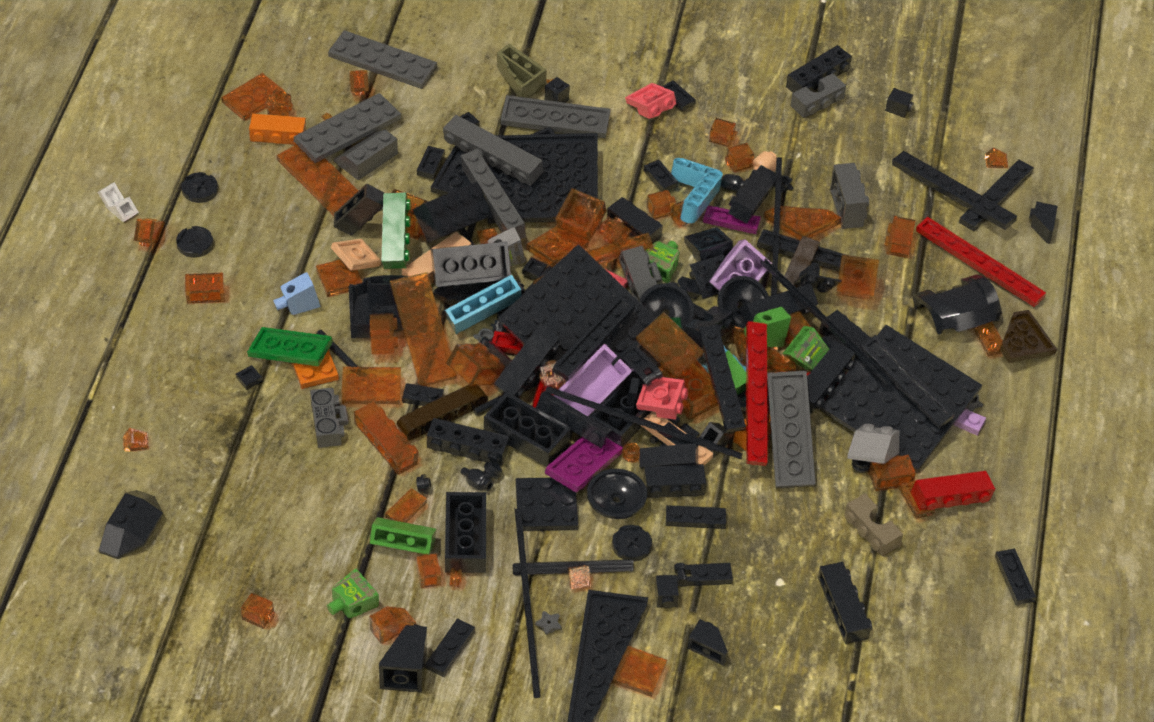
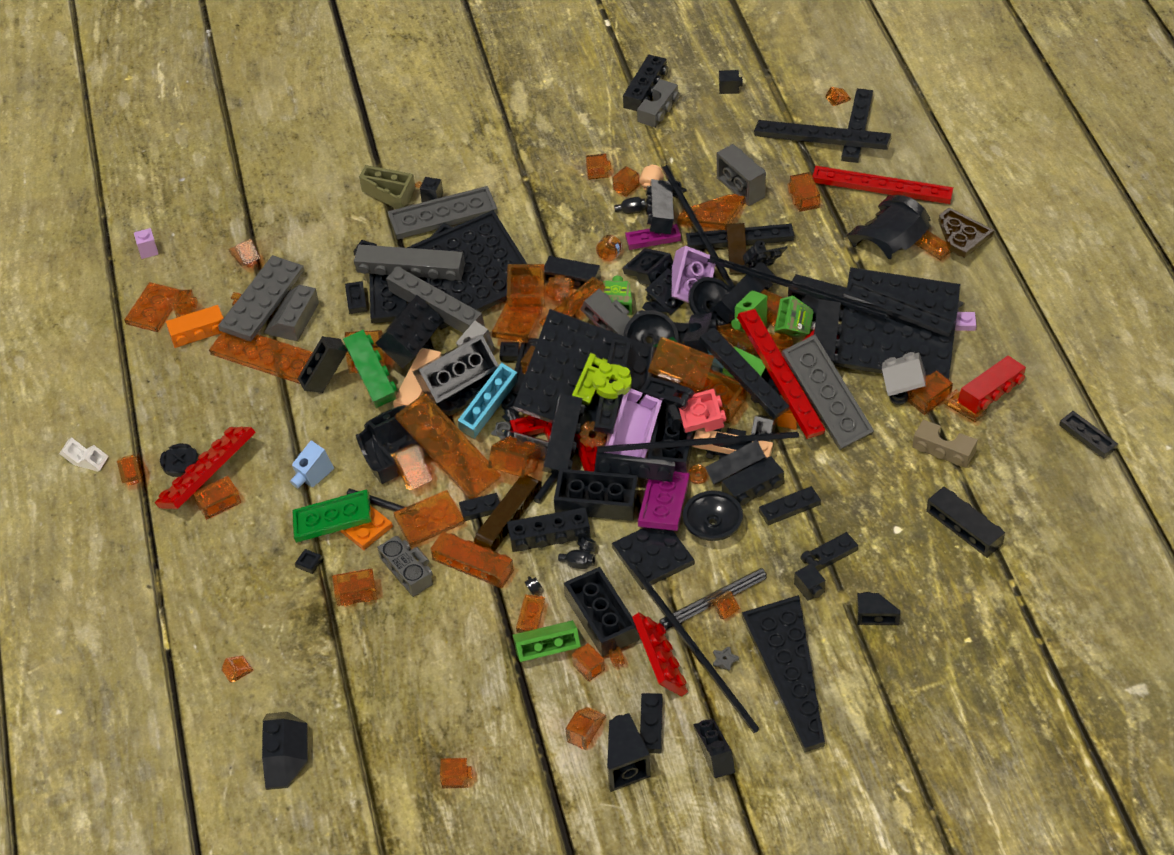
camera: 20 degrees left, 0 degrees up
(199, 187) = (153, 409): black tile -> none
(214, 255) = (204, 468): none -> red plate
(272, 416) = (354, 587): none -> clear orange brick
(279, 36) = (146, 243): none -> lavender brick
(337, 277) = (335, 433): clear orange plate -> none
(353, 596) = (535, 717): bright green torso -> none
(356, 254) = (340, 406): light nougat tile -> none
(382, 59) = (253, 226): dark grey plate -> none
(485, 235) = (447, 341): clear orange plate -> none
(489, 693) = (715, 748): none -> black slope
(491, 592) = (660, 654): none -> red plate
(578, 323) = (584, 387): none -> lime plate
(597, 324) = (612, 372): none -> lime plate
(632, 542) = (749, 553): black tile -> none
(639, 671) = (833, 664): clear orange plate -> none
(652, 100) = (518, 164): coral plate -> none
(660, 175) = (567, 225): black plate -> none
(660, 204) = (583, 249): clear orange brick -> none
(683, 98) = (537, 151): black plate -> none
(705, 183) = (605, 211): medium azure beam -> none
(857, 277) = (797, 236): clear orange brick -> none
(1043, 220) = (911, 129): black slope -> none

